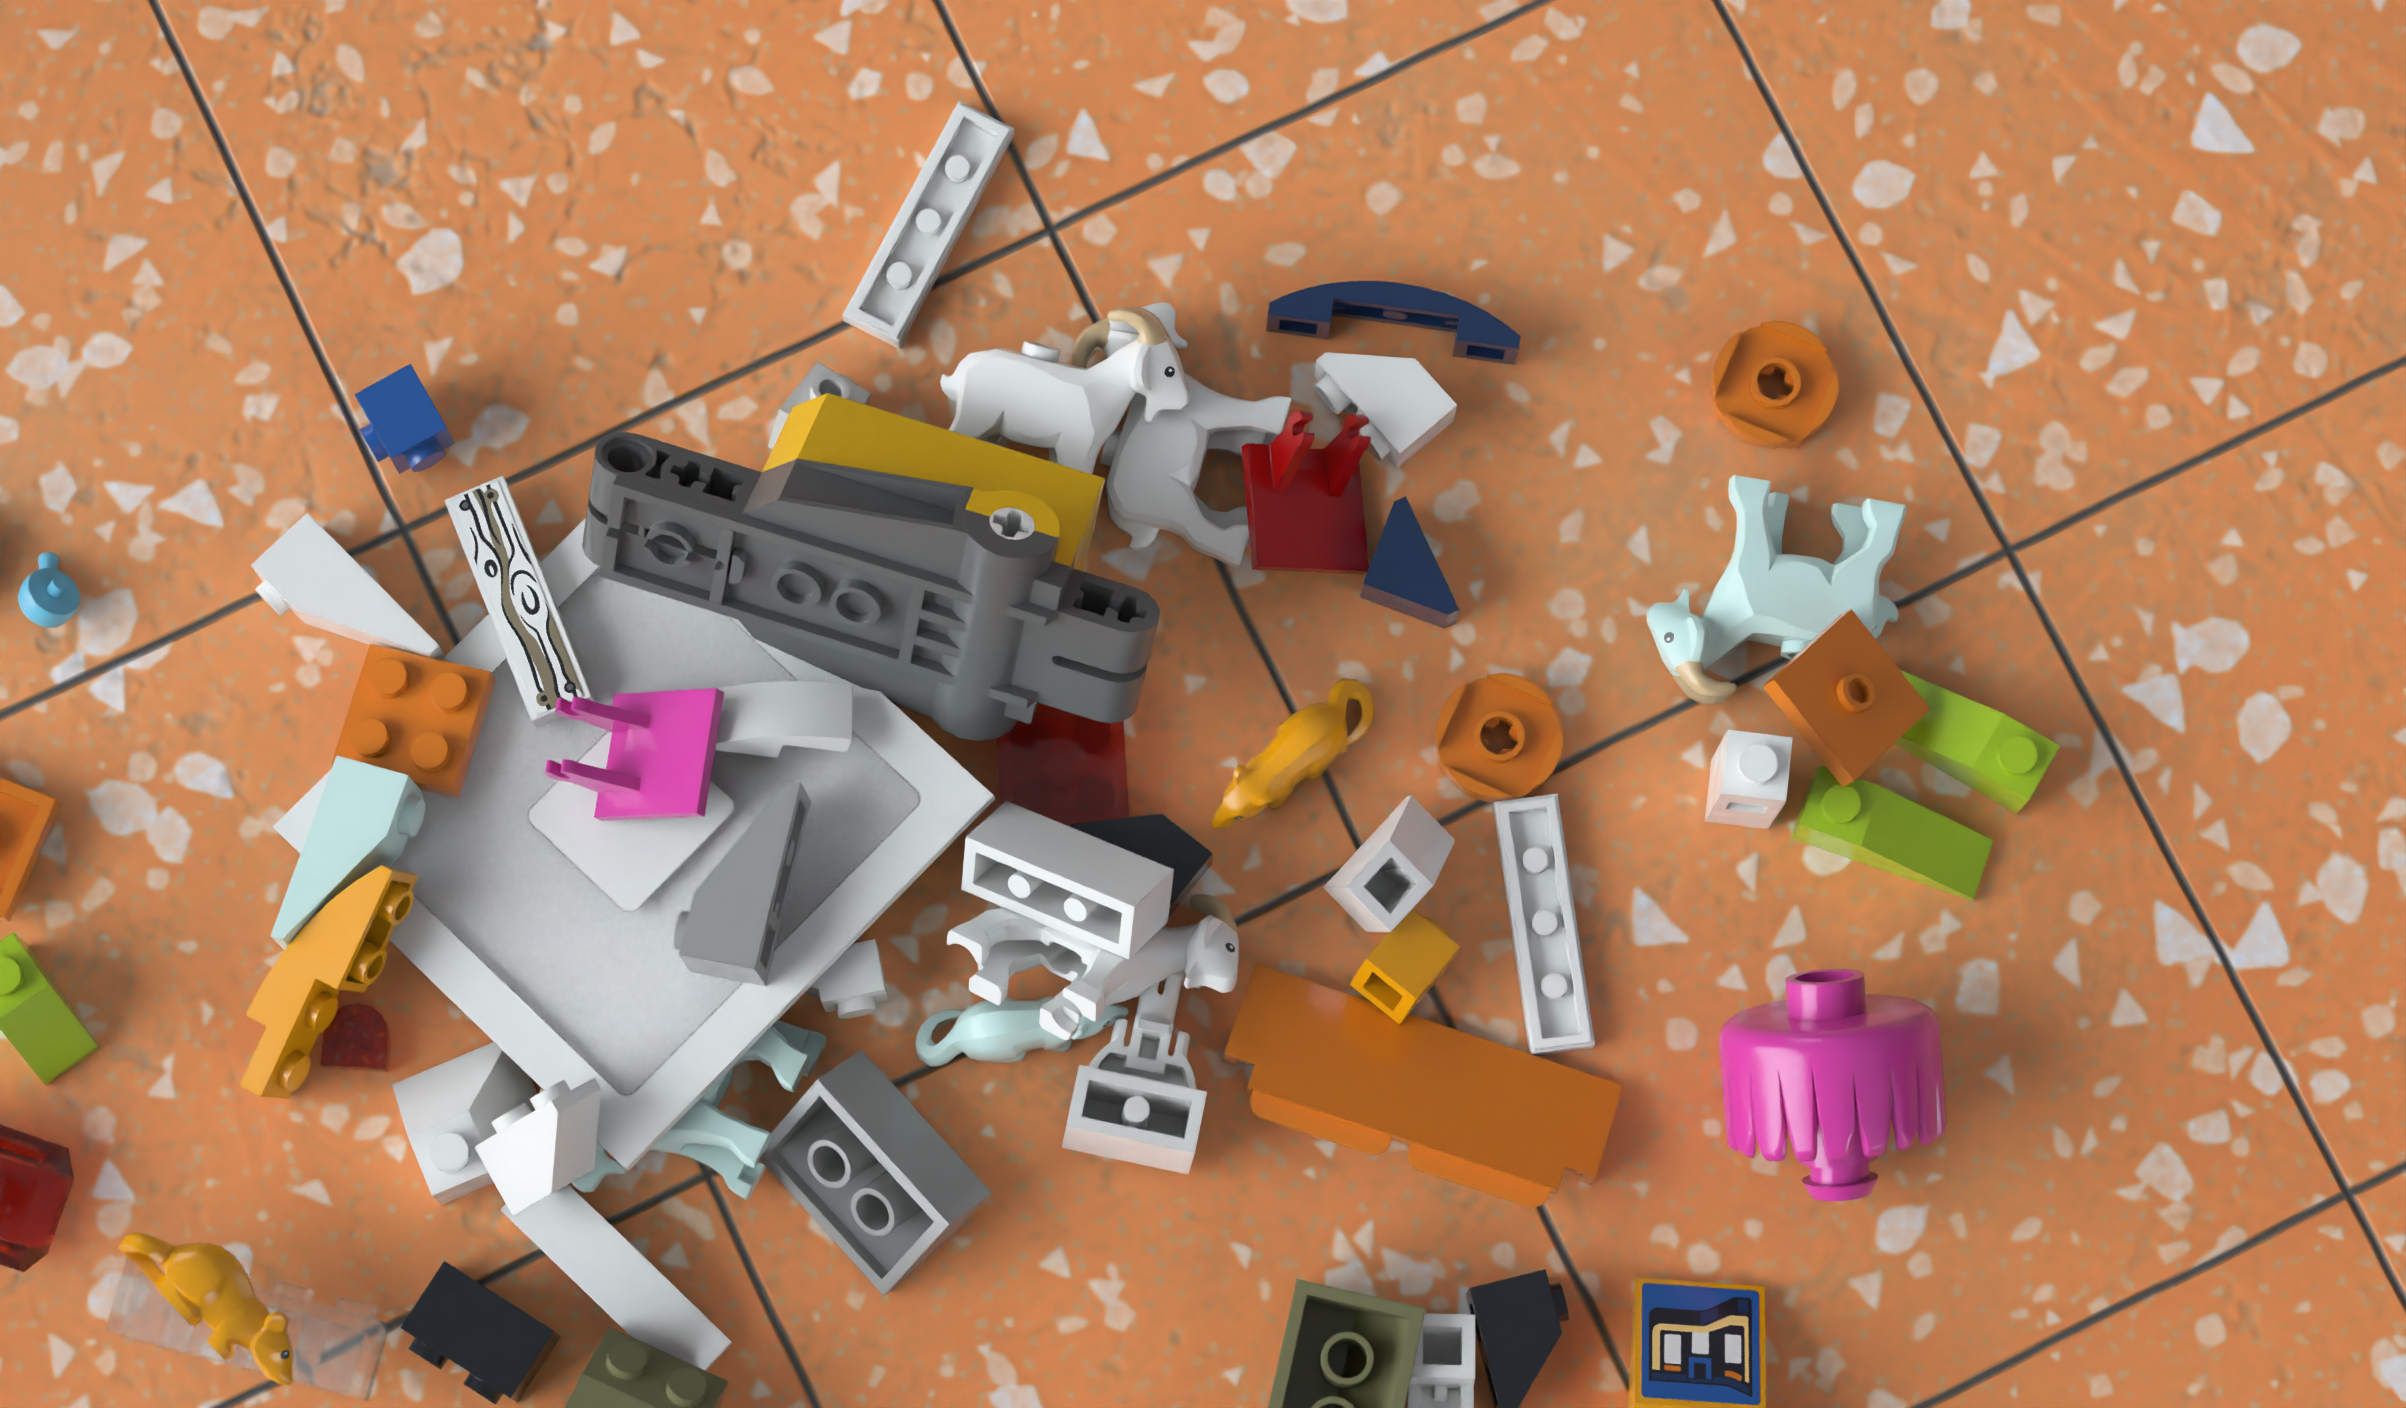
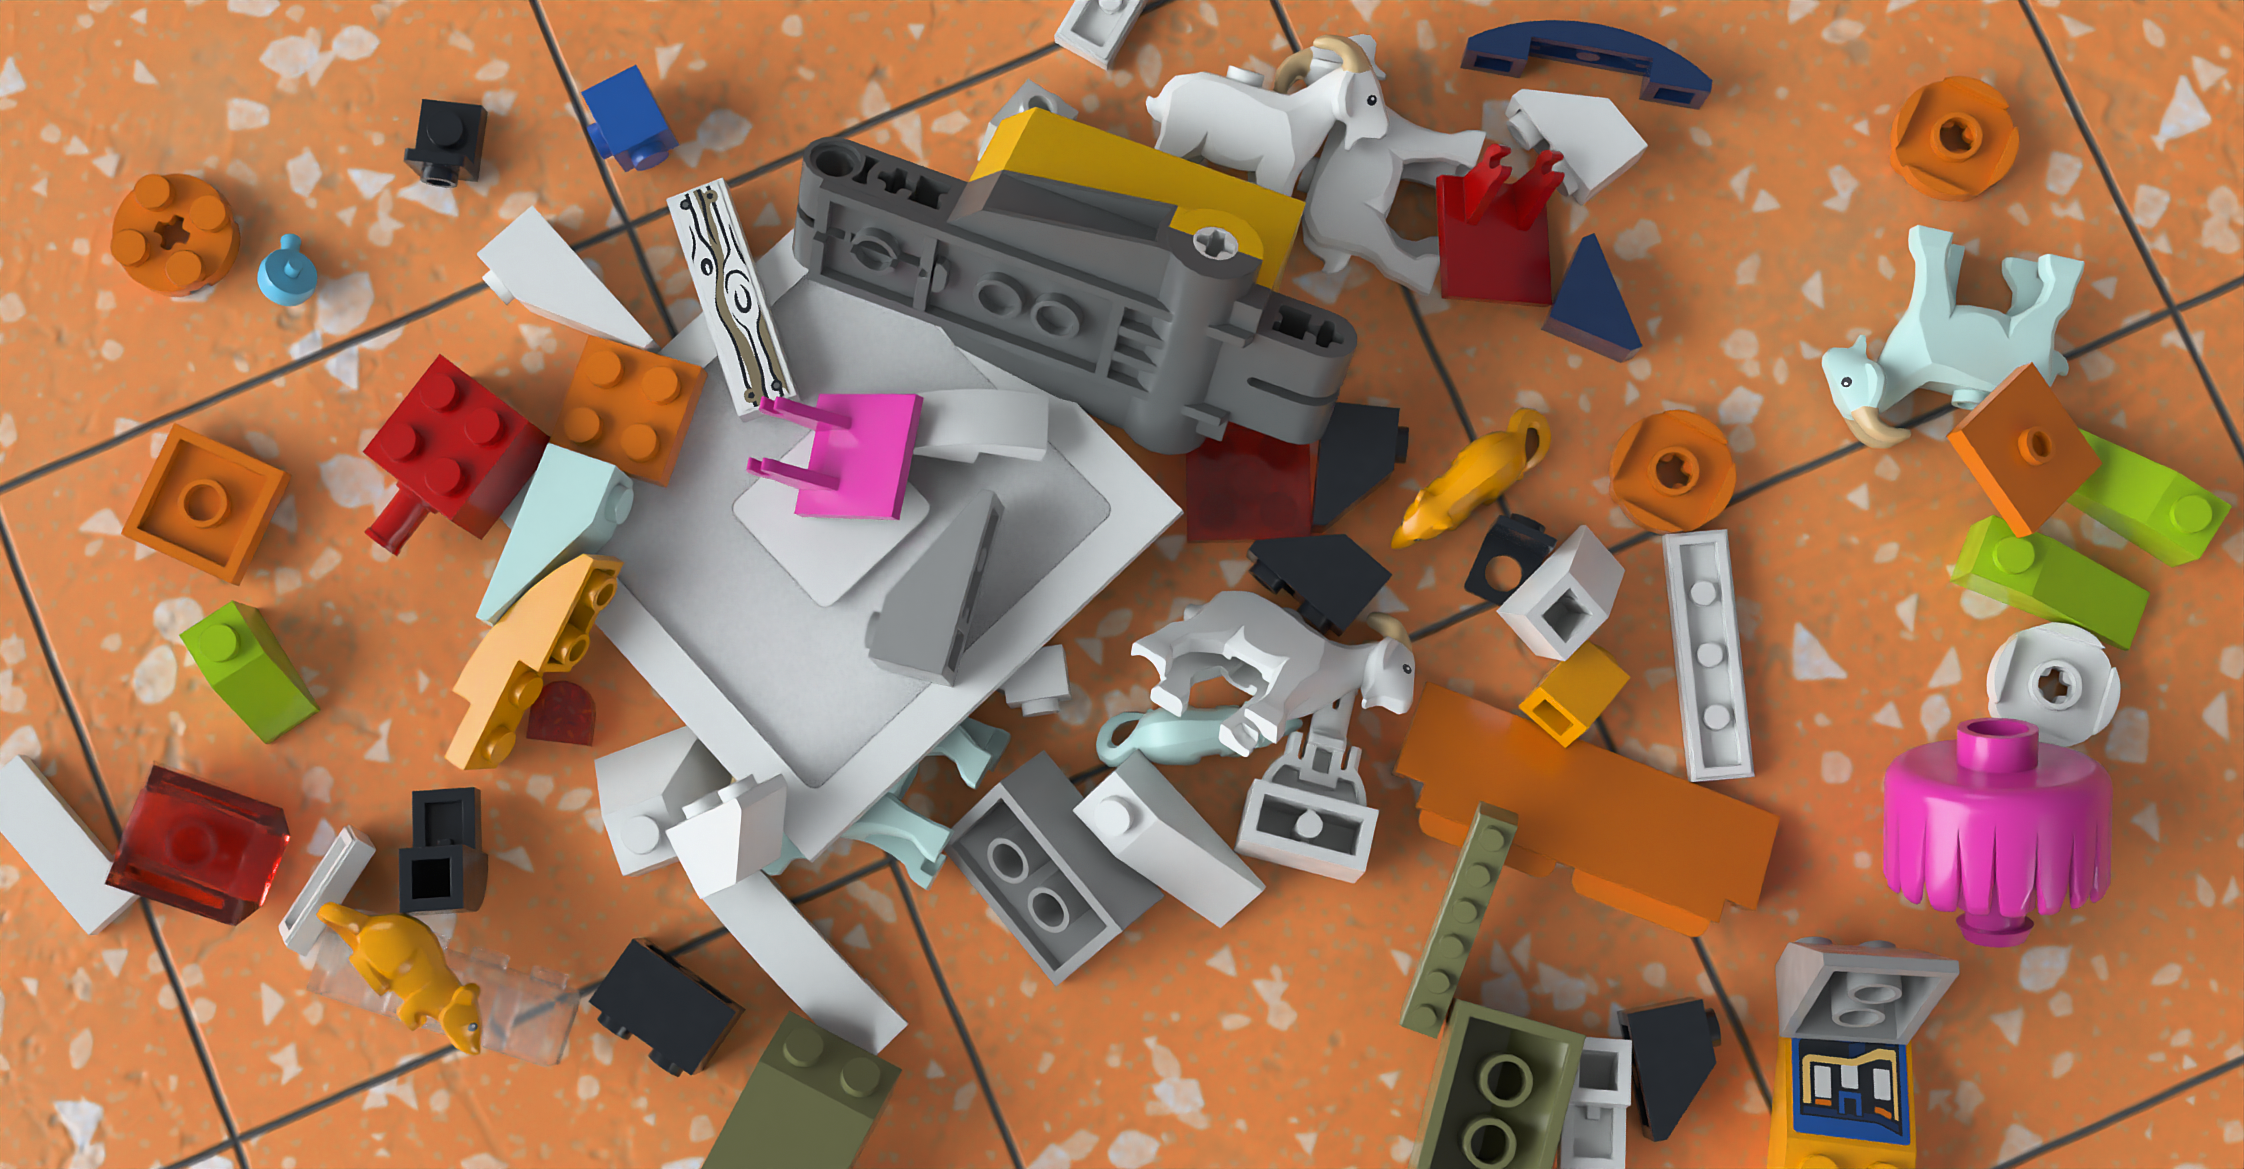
camera: 15 degrees right, 5 degrees up
(126, 1213) = (327, 884): none -> white tile
(211, 451) = (448, 143): none -> black bracket
(234, 772) = (453, 455): none -> red brick
(242, 1188) = (447, 863): none -> black brick
(993, 1137) = (1168, 840): none -> white slope
(1067, 879) = (1251, 596): white brick -> none
(1170, 738) = (1355, 459): none -> black slope
(1293, 1201) = (1458, 919): none -> olive piece
(1336, 812) = (1510, 537): none -> black bracket
(1700, 1253) = (1858, 990): none -> light grey slope
(1748, 779) = (1923, 525): white brick -> none
(1925, 920) = (2083, 667): none -> white plate

